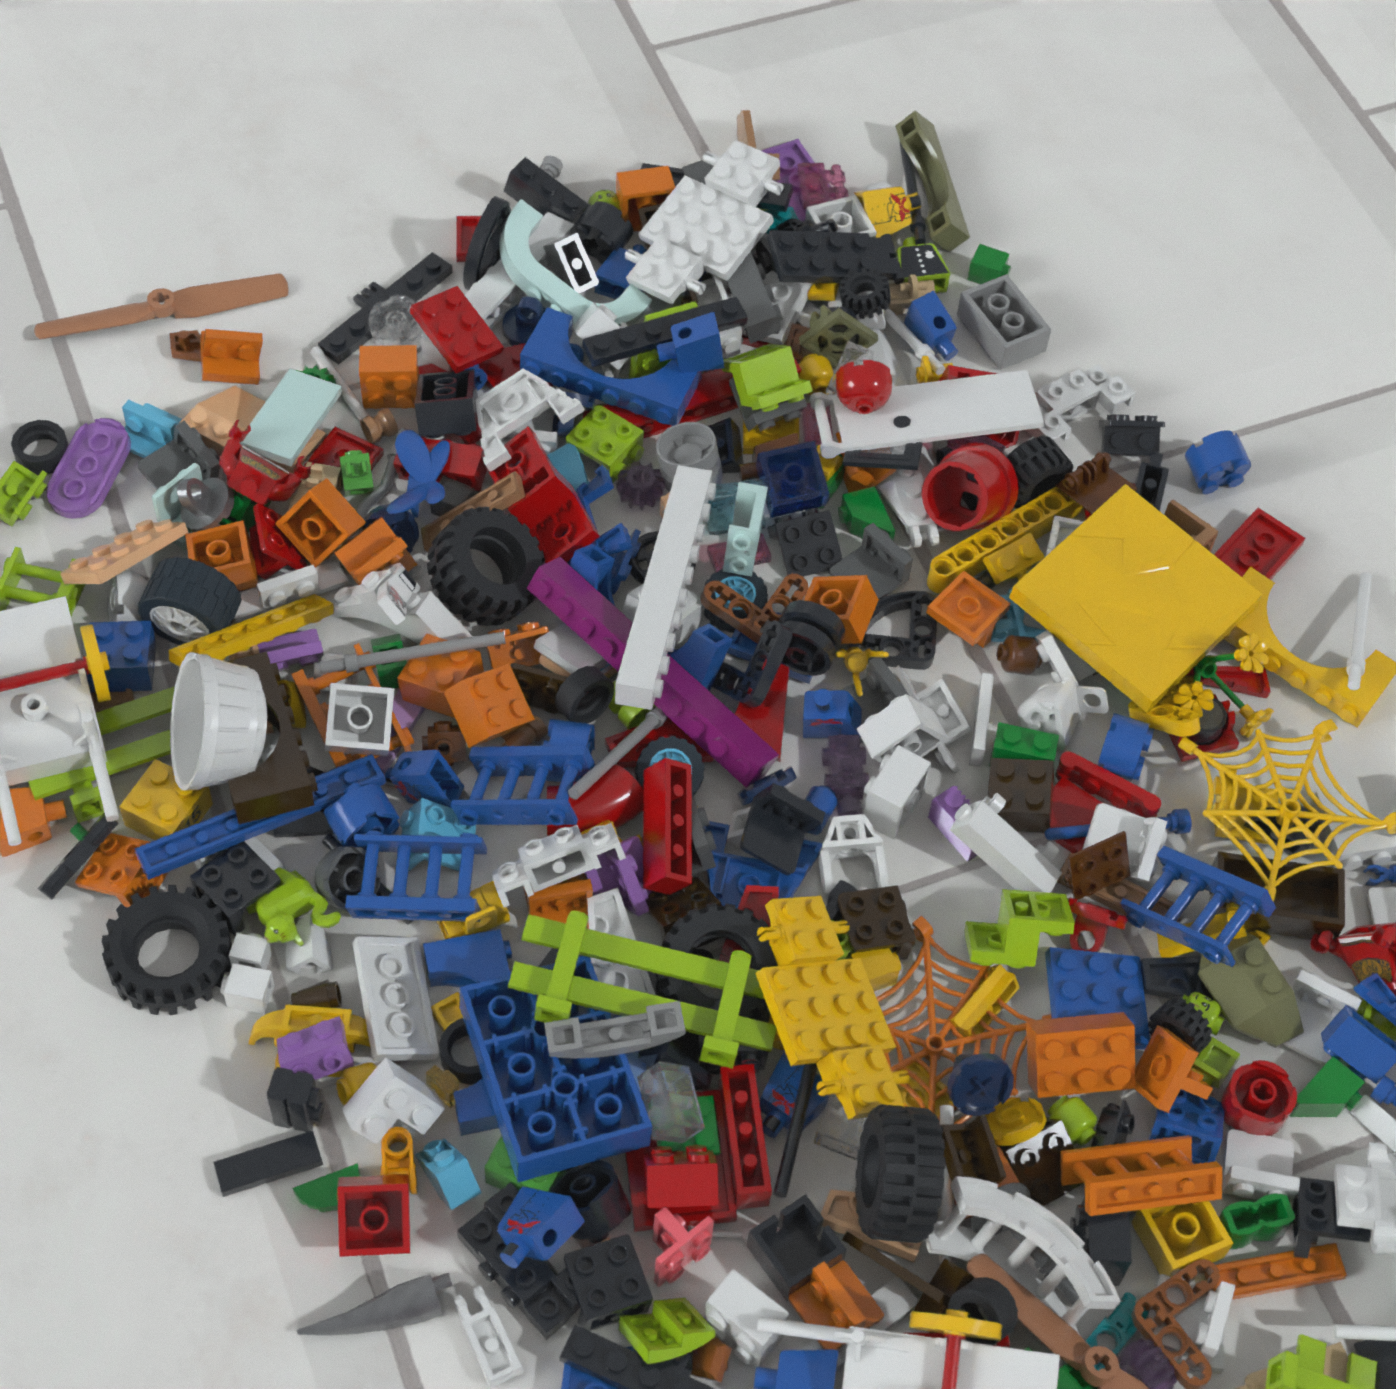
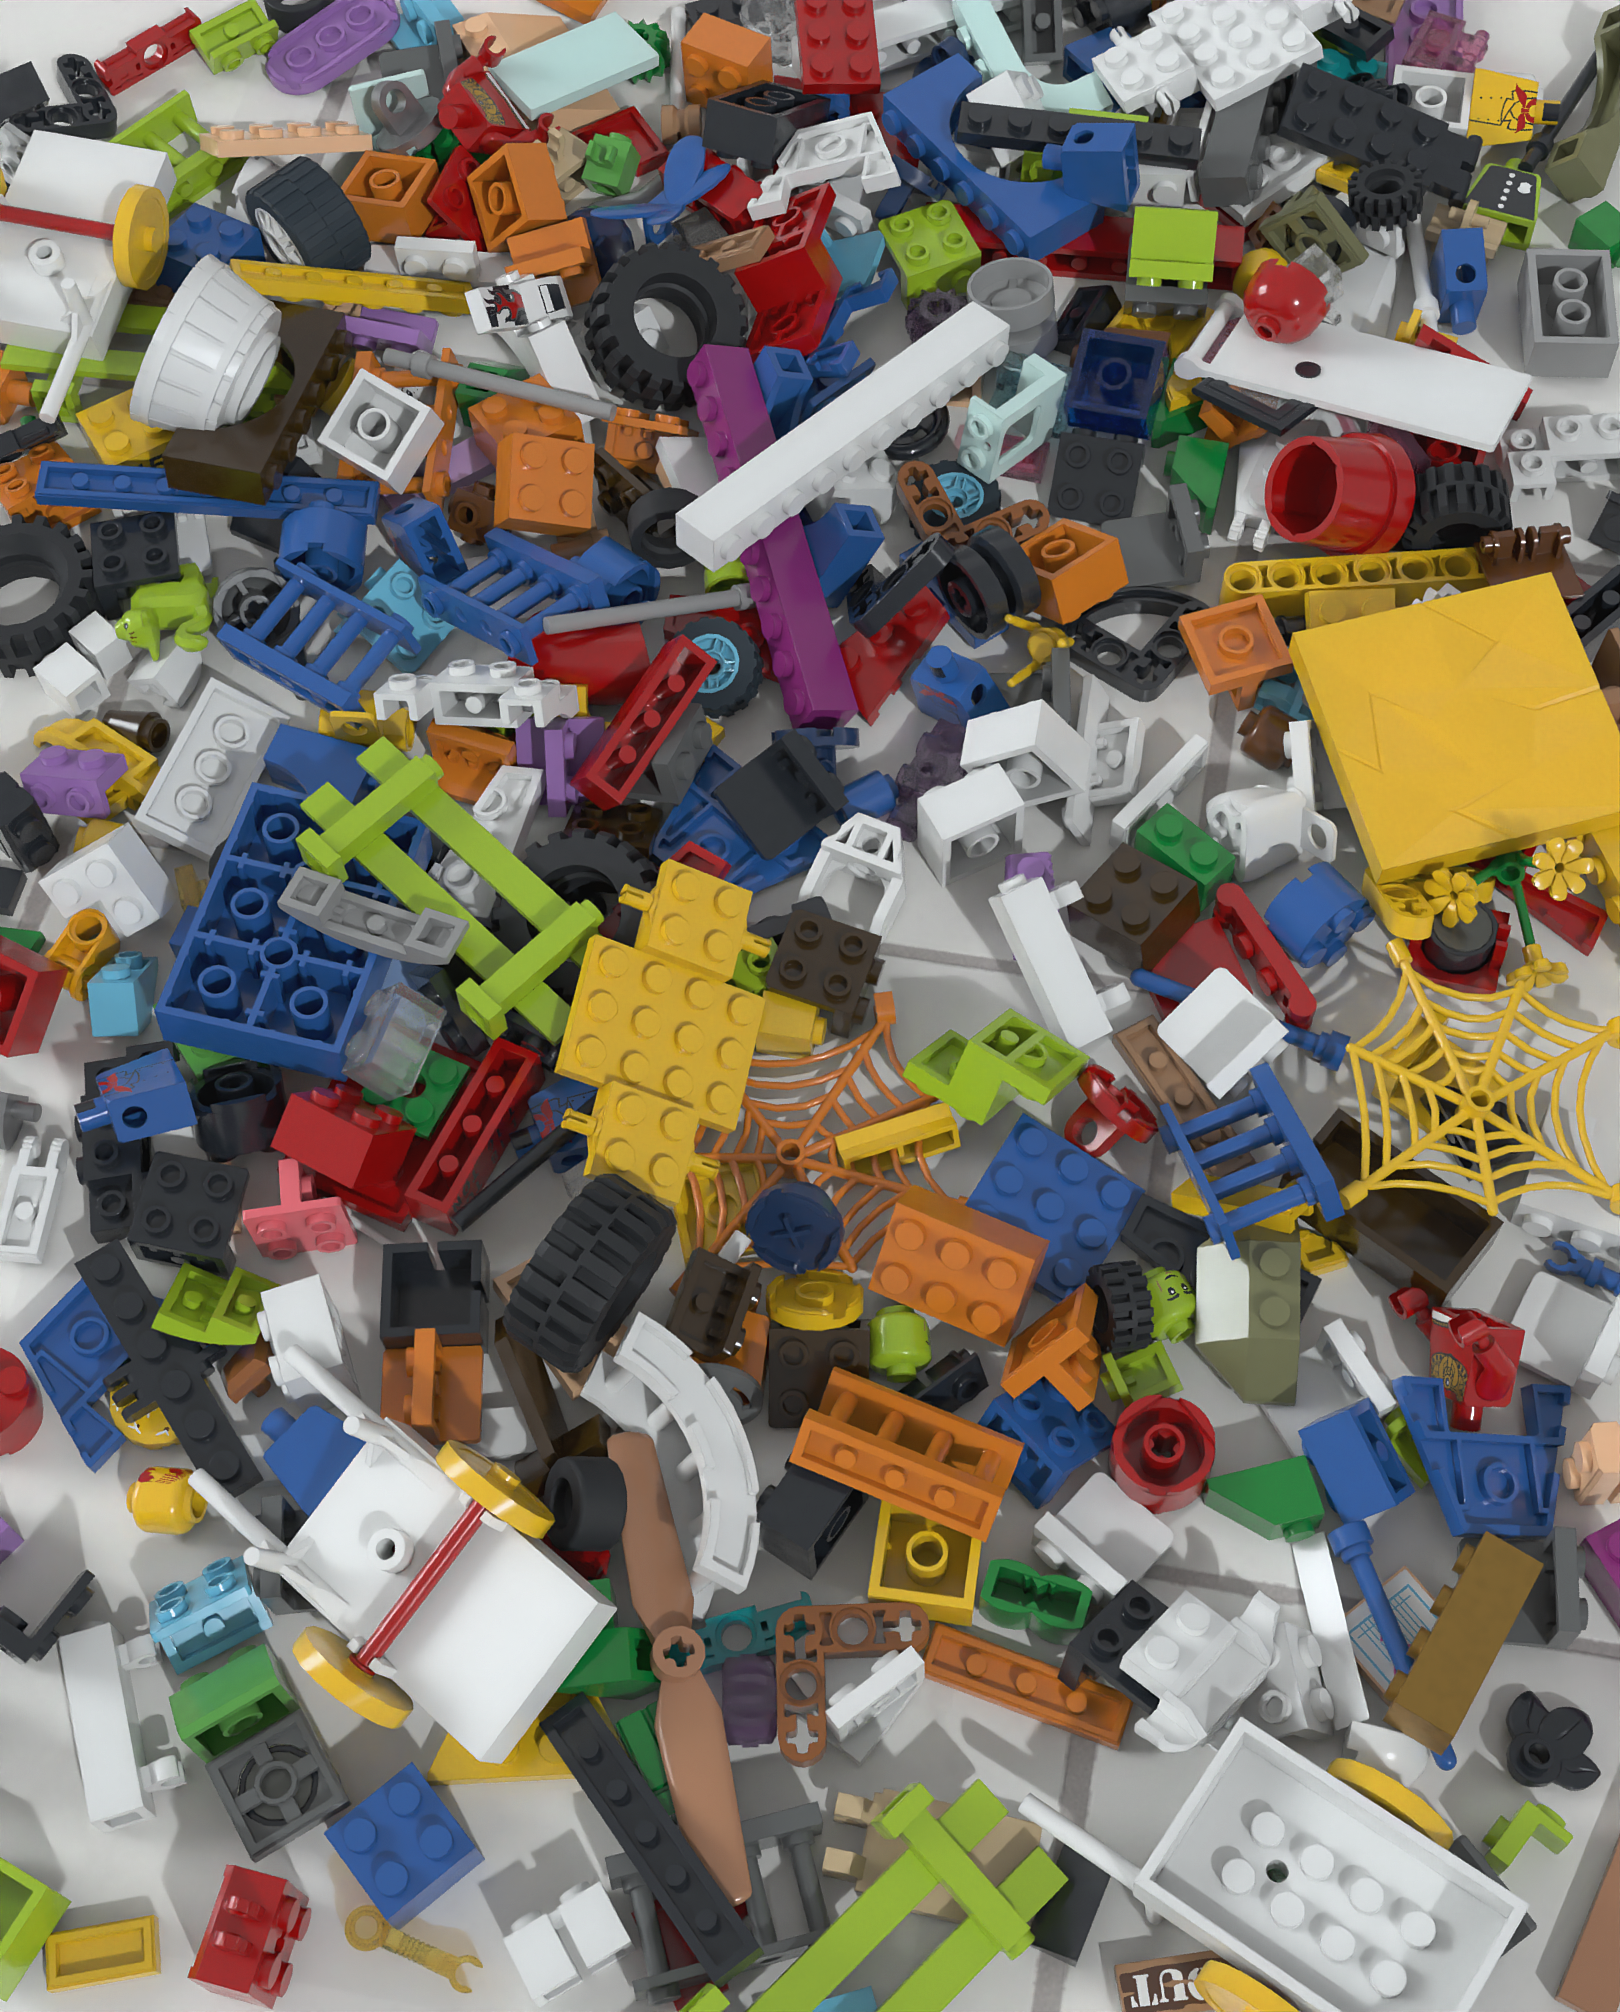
camera: 40 degrees right, 5 degrees up
(1098, 866) = (1160, 1044): reddish brown hinge -> none

